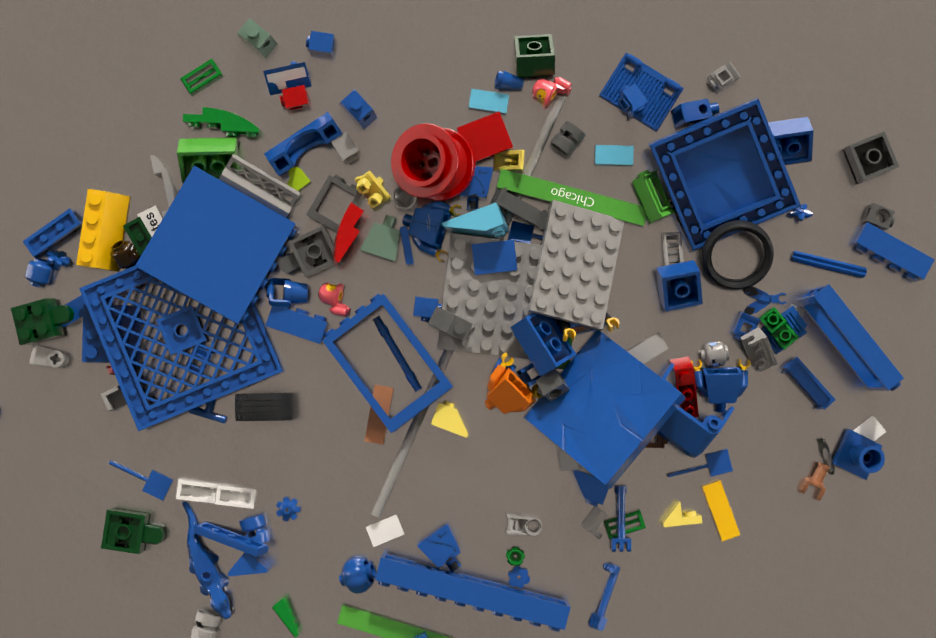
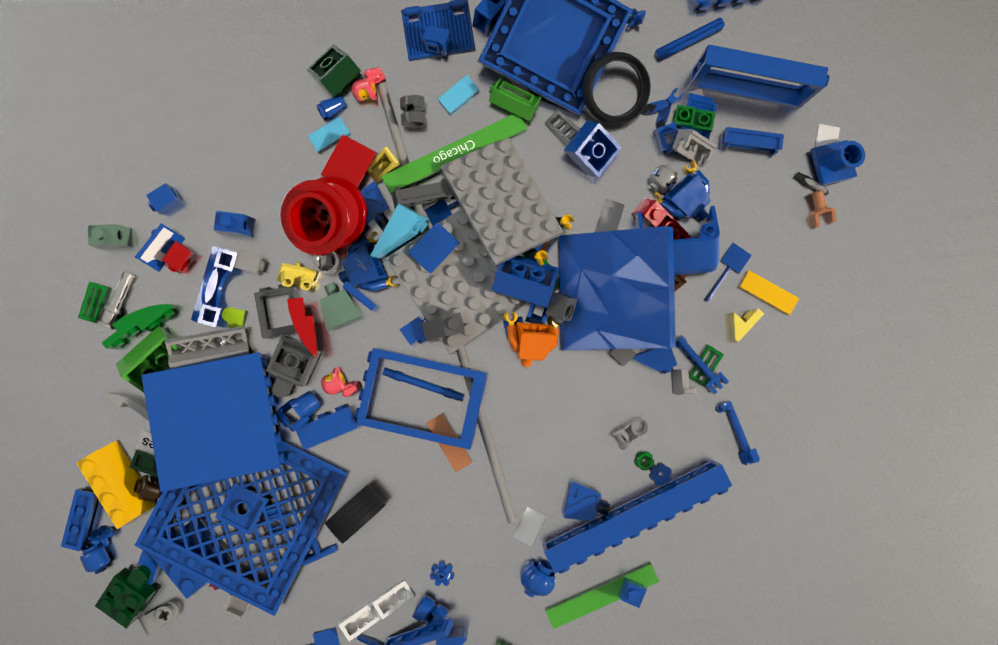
camera: 40 degrees left, 0 degrees up
(212, 94) = (112, 309): none -> light grey pin
(449, 419) = (505, 400): light yellow slope -> none

